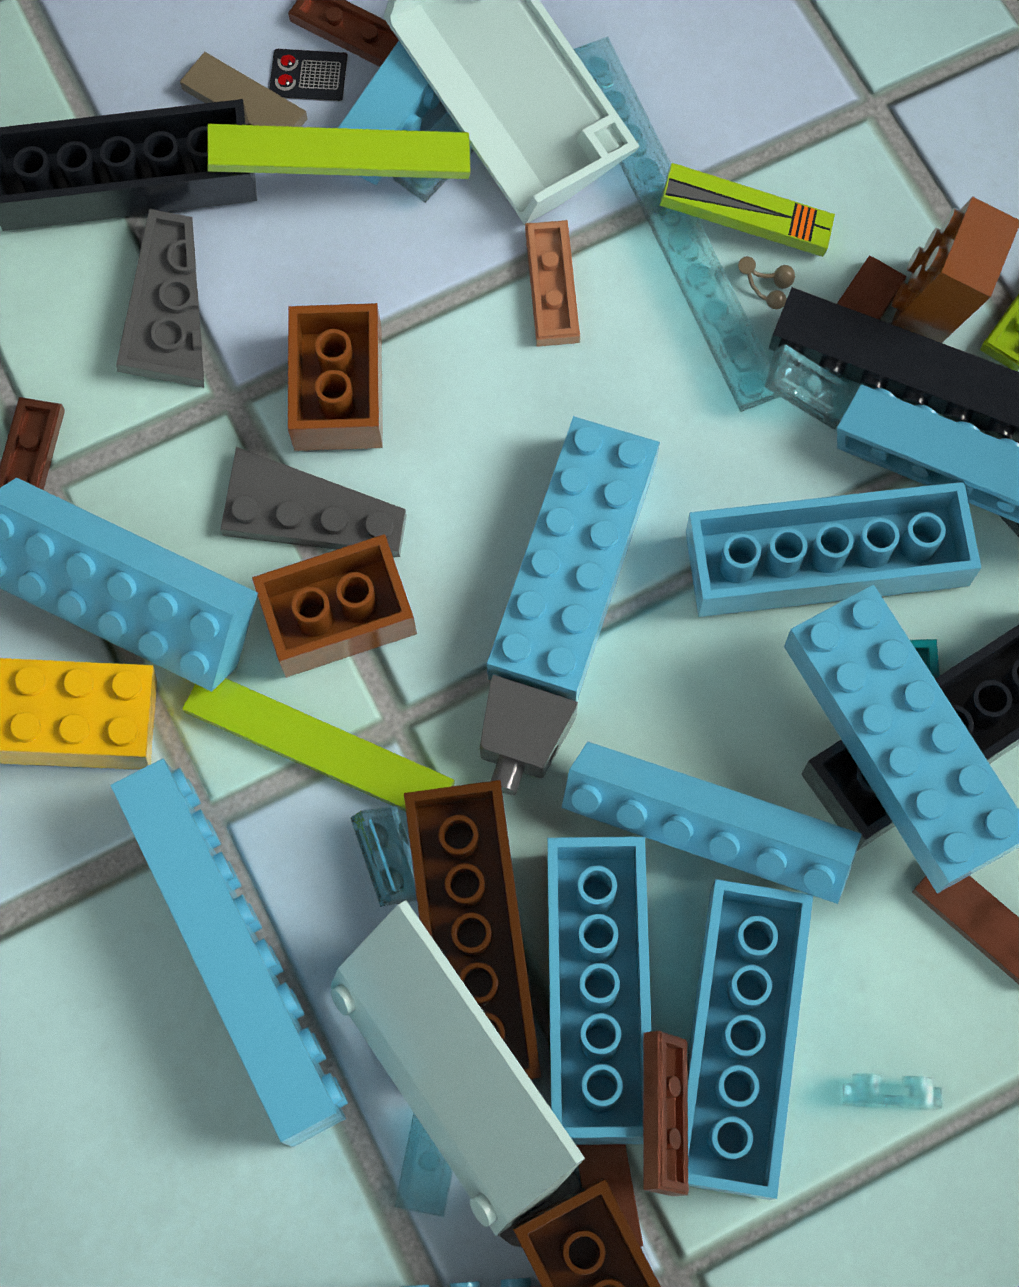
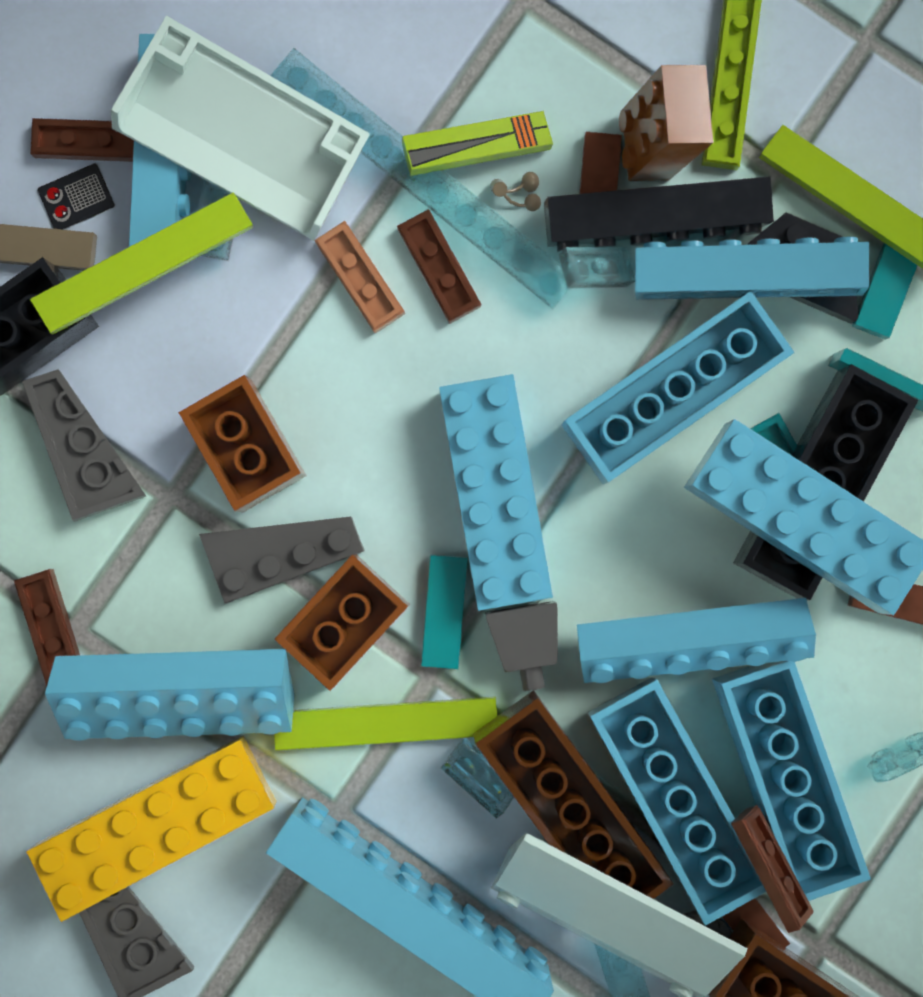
camera: 30 degrees left, 15 degrees up
(449, 661) = (444, 612): none -> teal tile
(641, 312) = (439, 266): none -> copper tile

